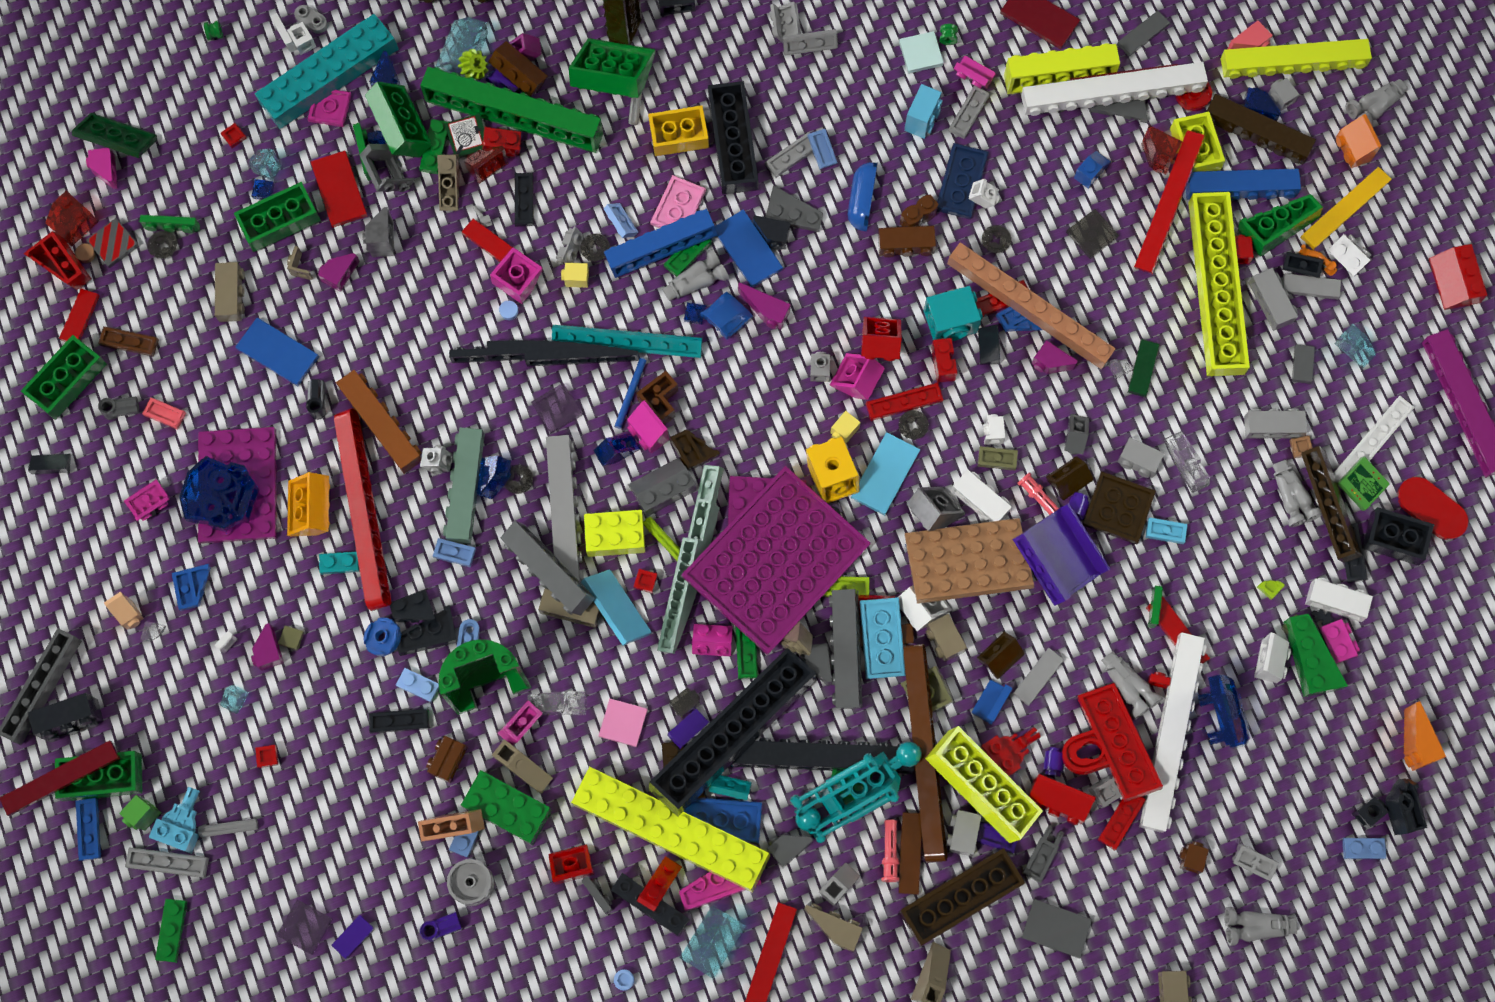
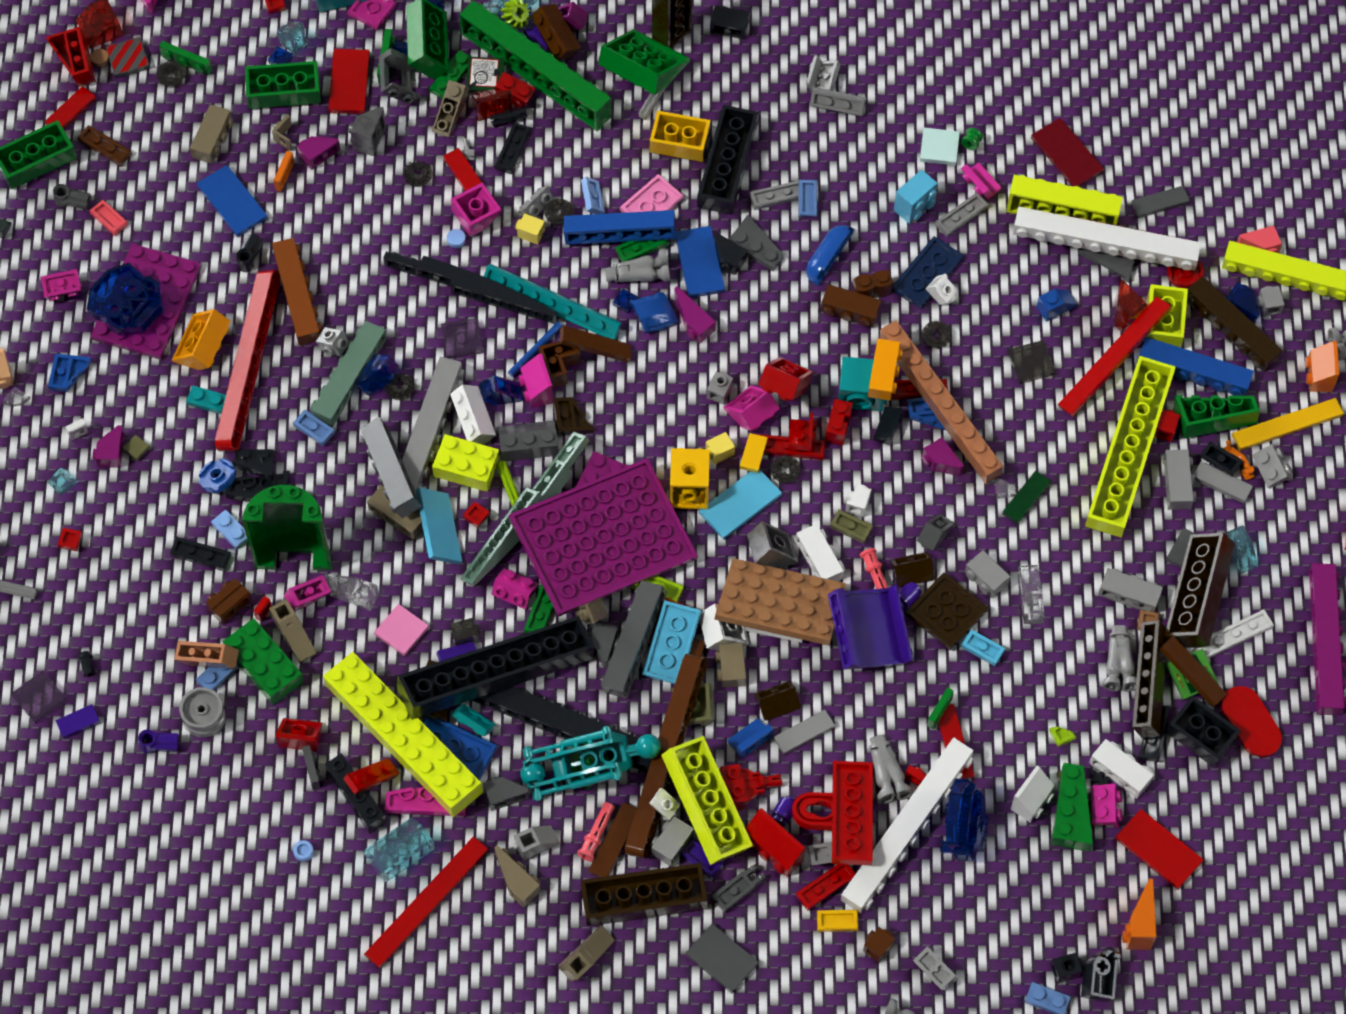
camera: 20 degrees right, 10 degrees down
(315, 303) = (284, 171): none -> orange tile
(337, 875) = (85, 659): none -> black pin
(445, 265) = (417, 180): none -> clear smoke gear
(483, 754) = (262, 608): none -> red tile
(507, 169) = (508, 116): none -> black pin
(601, 483) = (473, 414): none -> white brick
(687, 369) = (595, 343): none -> reddish brown tile
(878, 420) = (753, 453): none -> yellow tile
(915, 384) = (801, 434): none -> red bracket
(945, 803) = (664, 804): none -> white bracket
(972, 297) = (885, 369): none -> light orange brick
(1145, 848) = (837, 920): none -> yellow tile
(1340, 401) = (1200, 589): none -> dark brown brick
(1365, 482) = (1192, 671): none -> reddish brown tile
(1402, 663) = (1159, 849): none -> red tile

